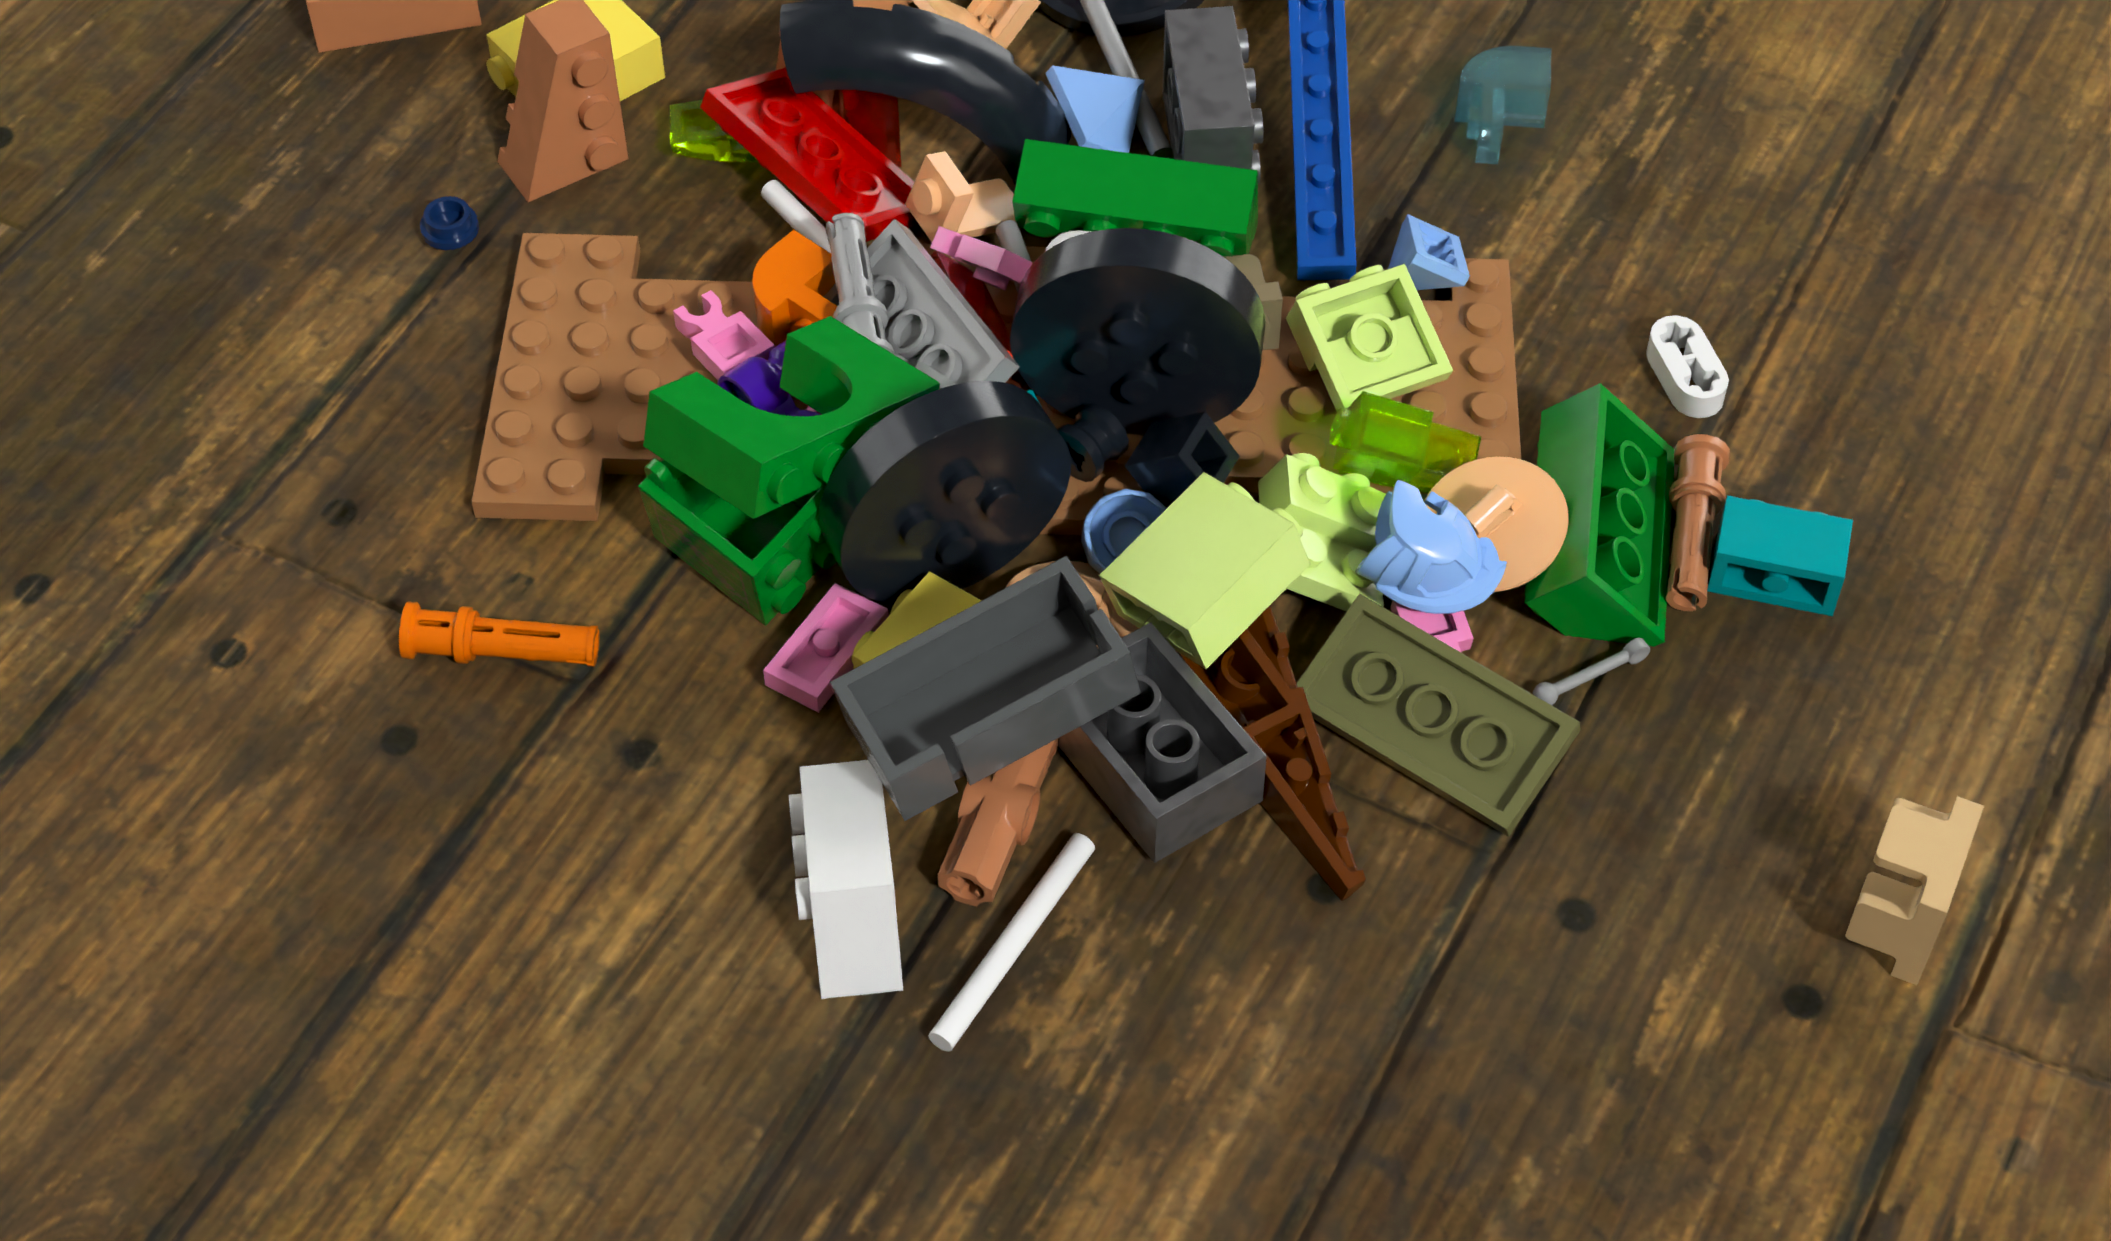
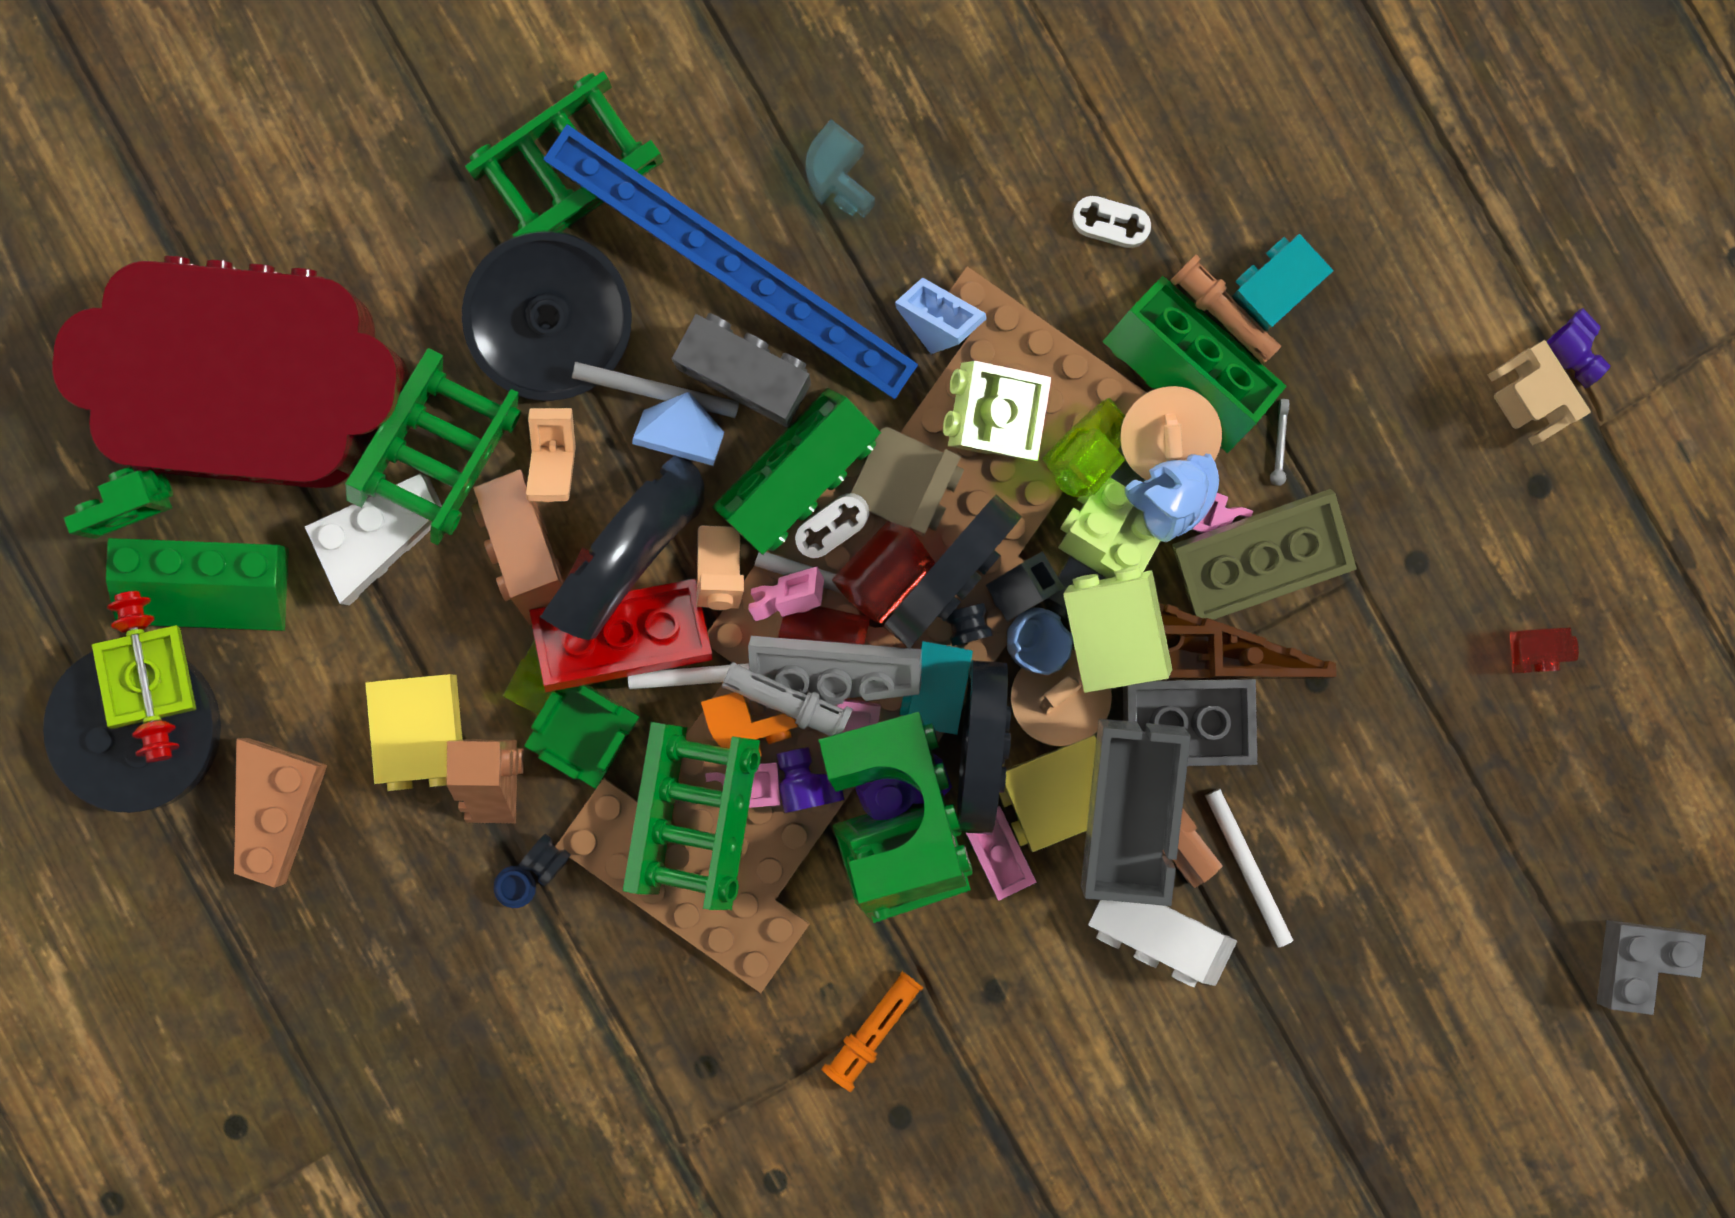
camera: 60 degrees left, 35 degrees up
(500, 227) = (545, 860): none -> black wheel
(648, 286) = (655, 809): none -> green fence
(680, 190) = (581, 732): none -> green panel
(1593, 1109) = (1542, 648): none -> clear red brick
(2011, 914) = (1573, 348): none -> dark purple piece

